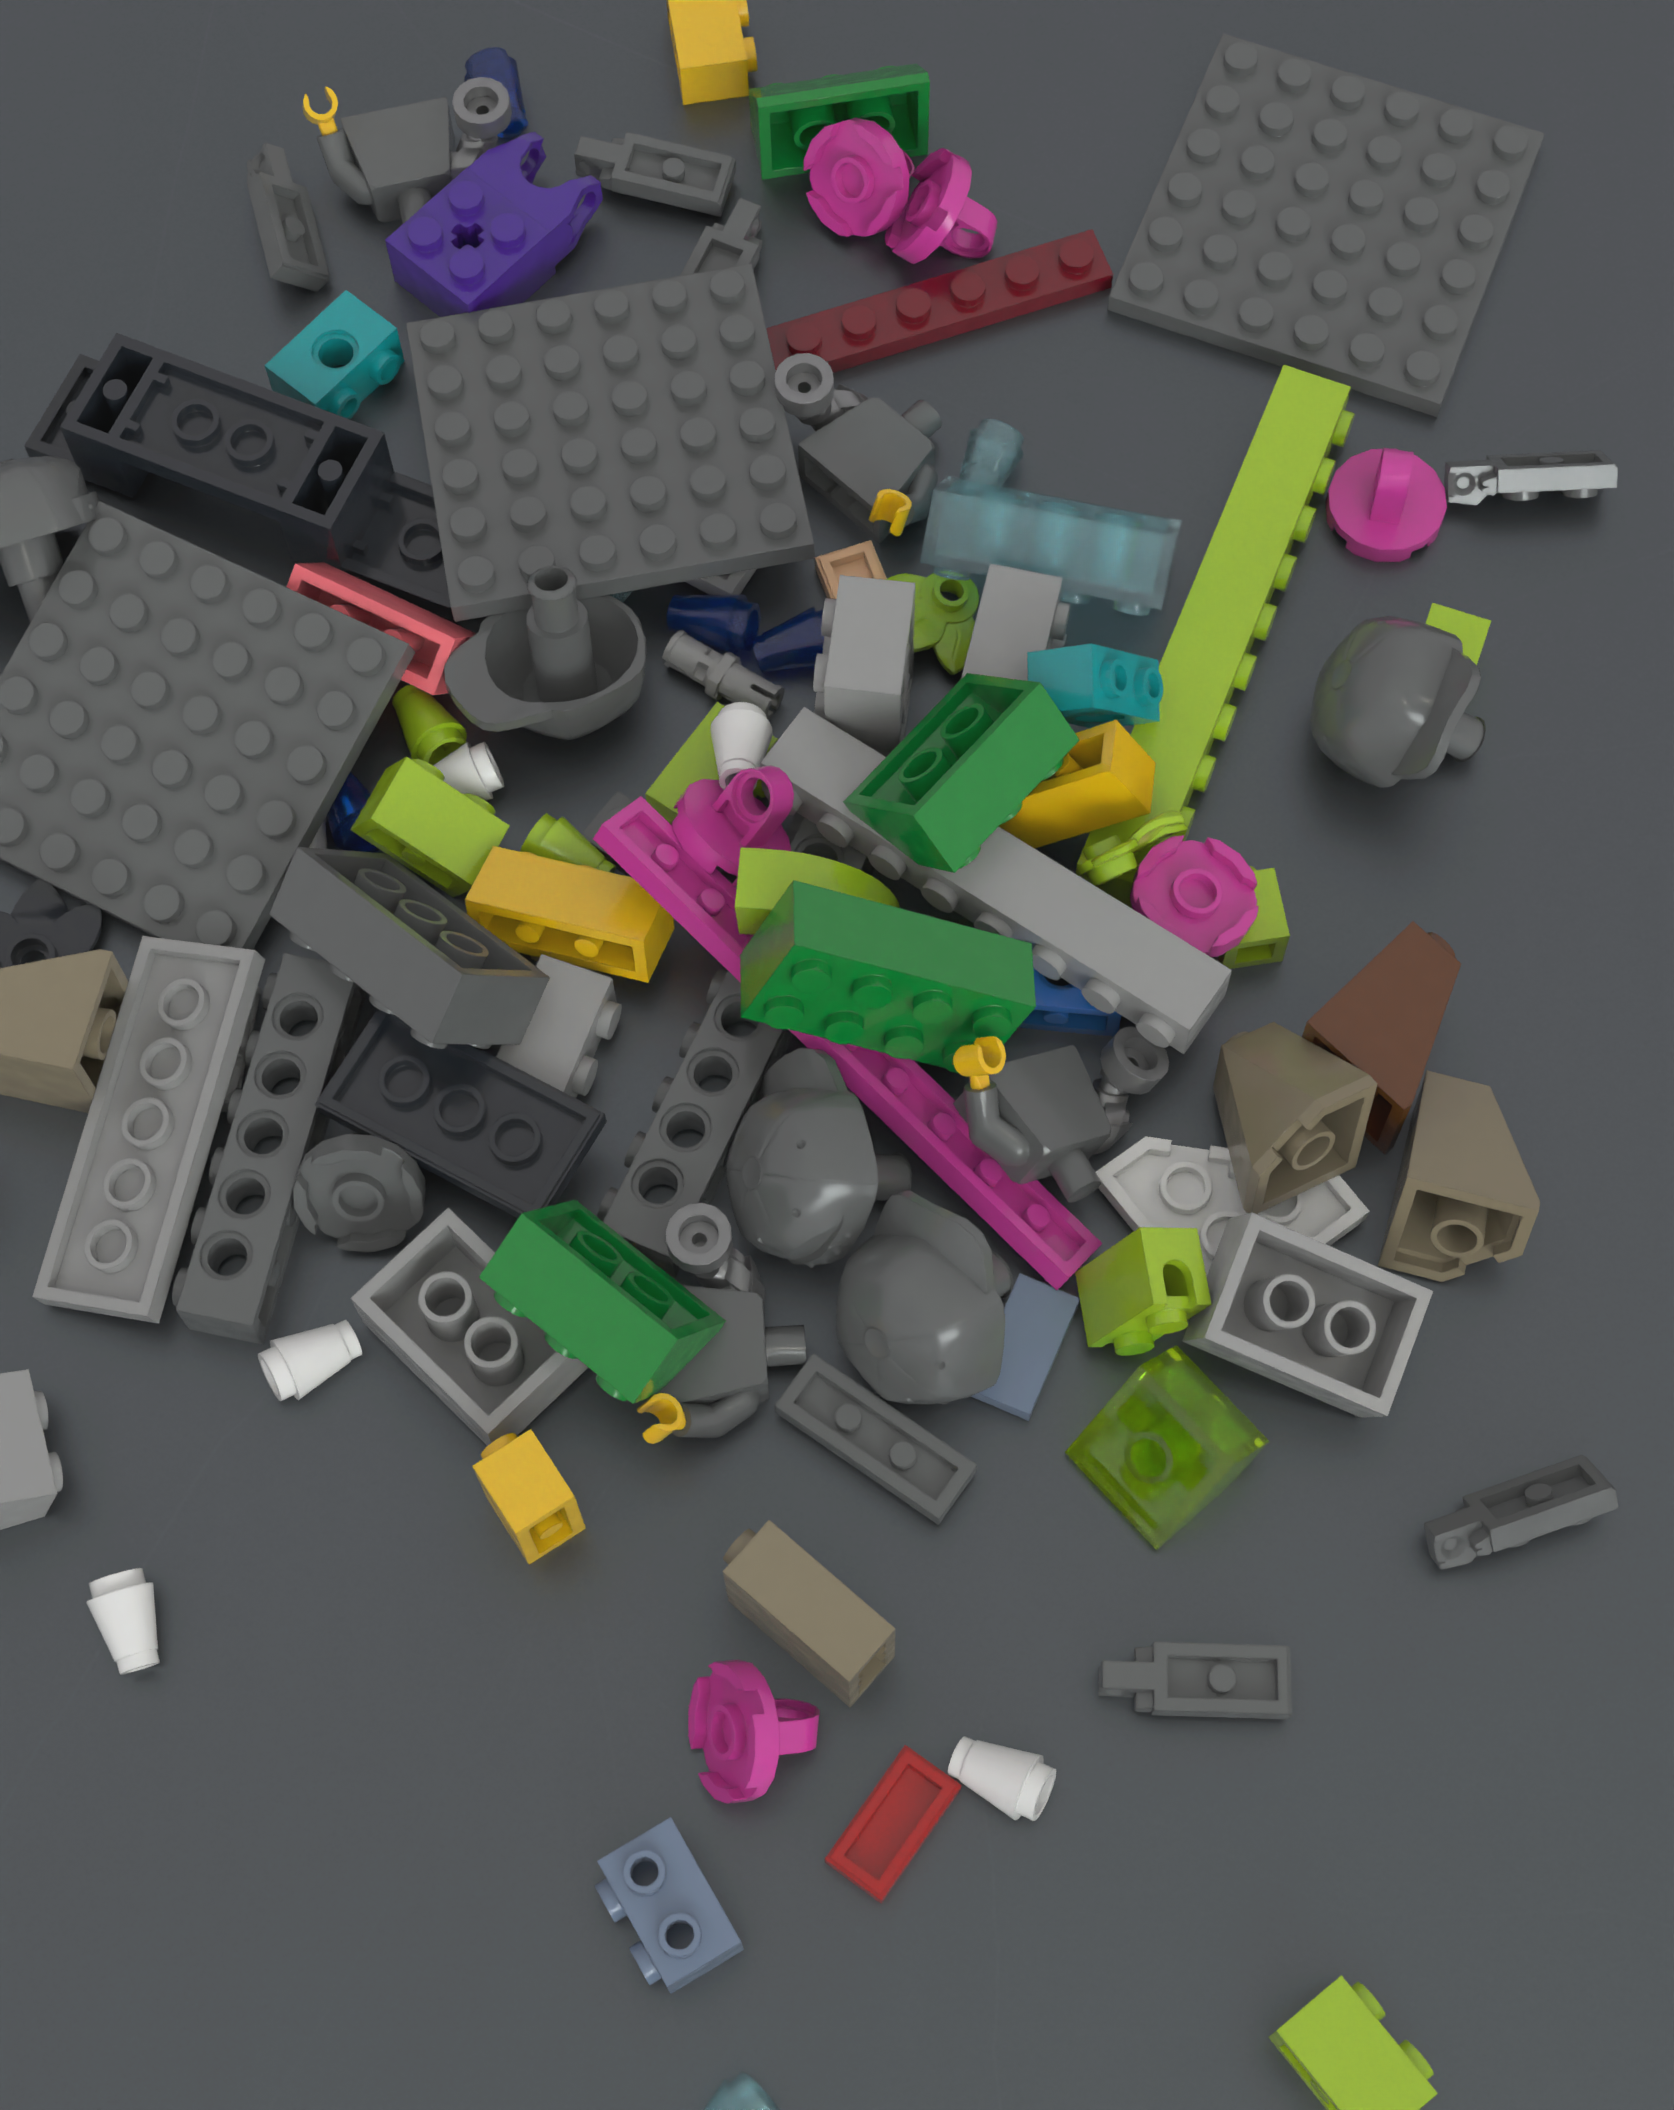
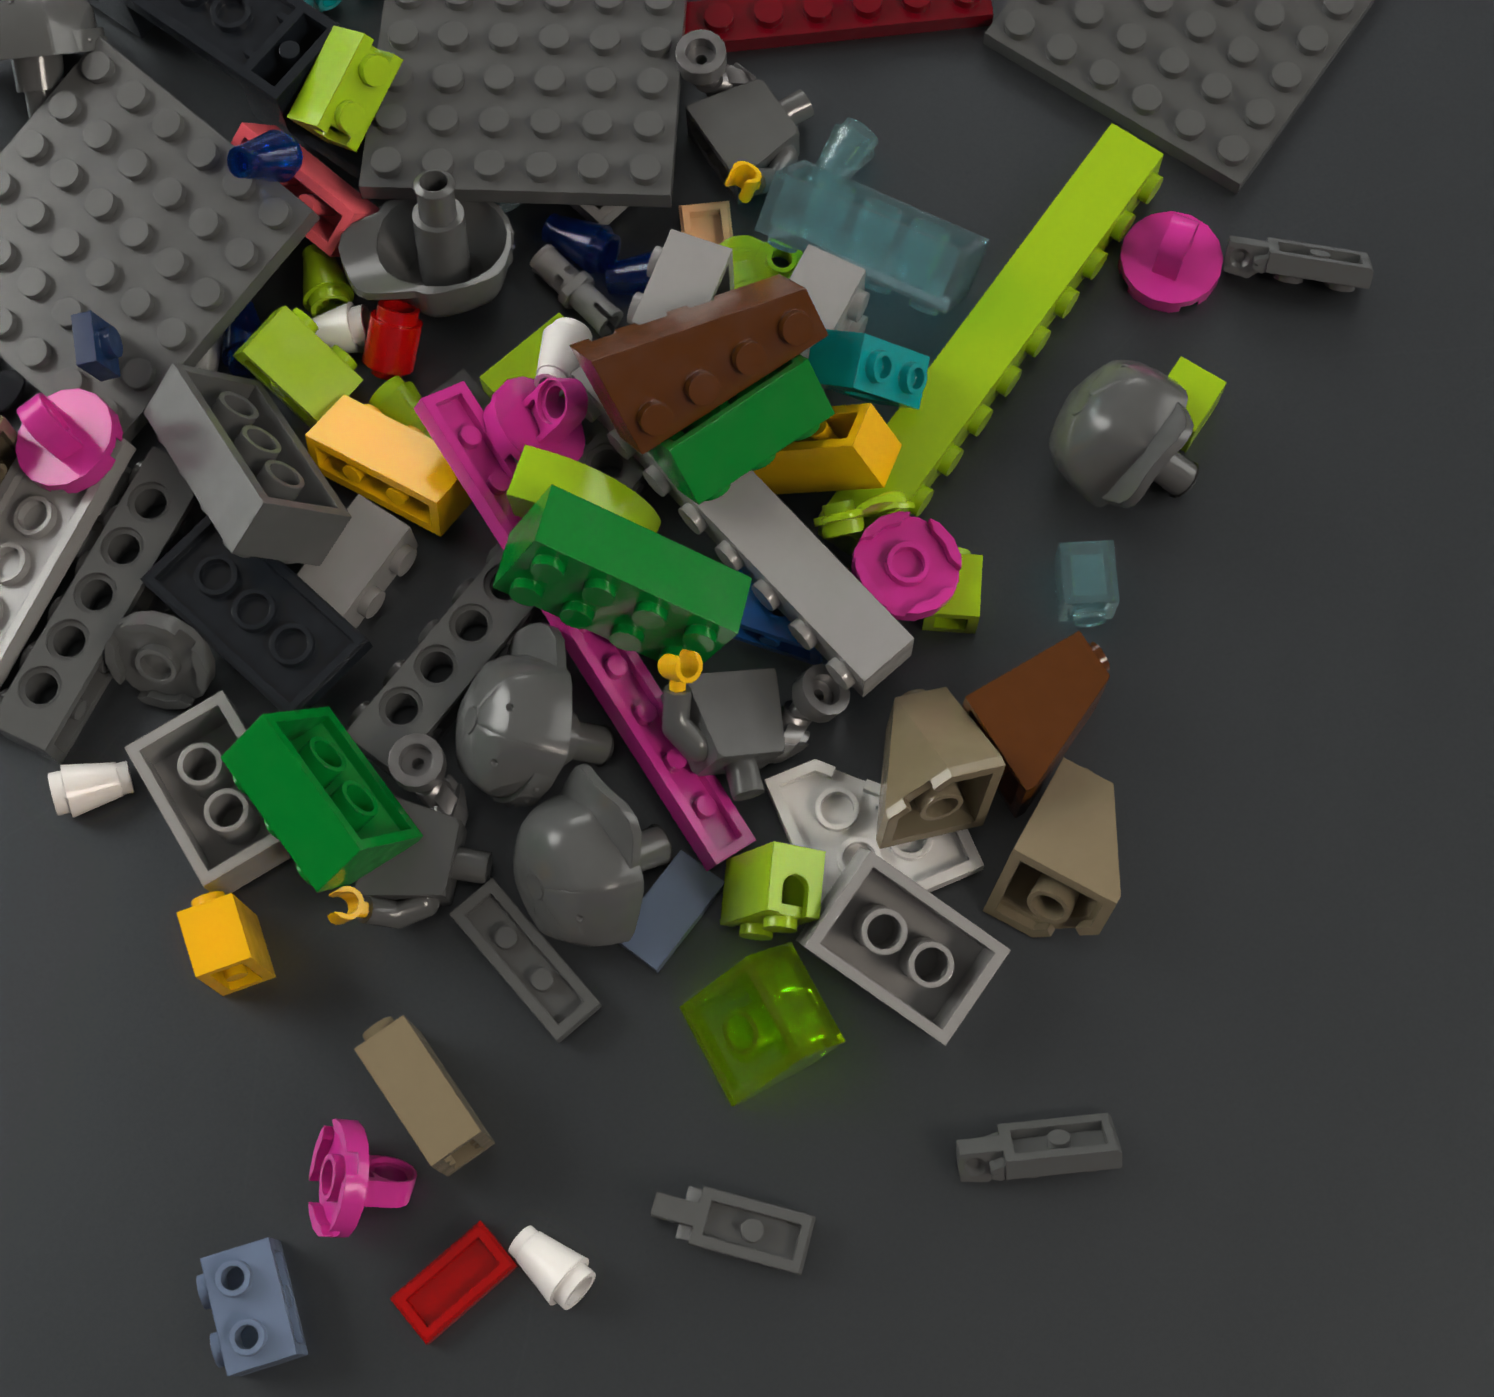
camera: 15 degrees right, 5 degrees up
(186, 965) = (67, 439): none -> dark pink tile
(194, 849) = (96, 345): none -> dark blue plate
(342, 595) = (267, 157): none -> clear blue cone
(405, 501) = (344, 88): none -> lime brick
(530, 773) = (392, 339): none -> red brick
(912, 710) = (697, 357): none -> reddish brown wedge
(1394, 874) = (1086, 582): none -> clear light blue brick

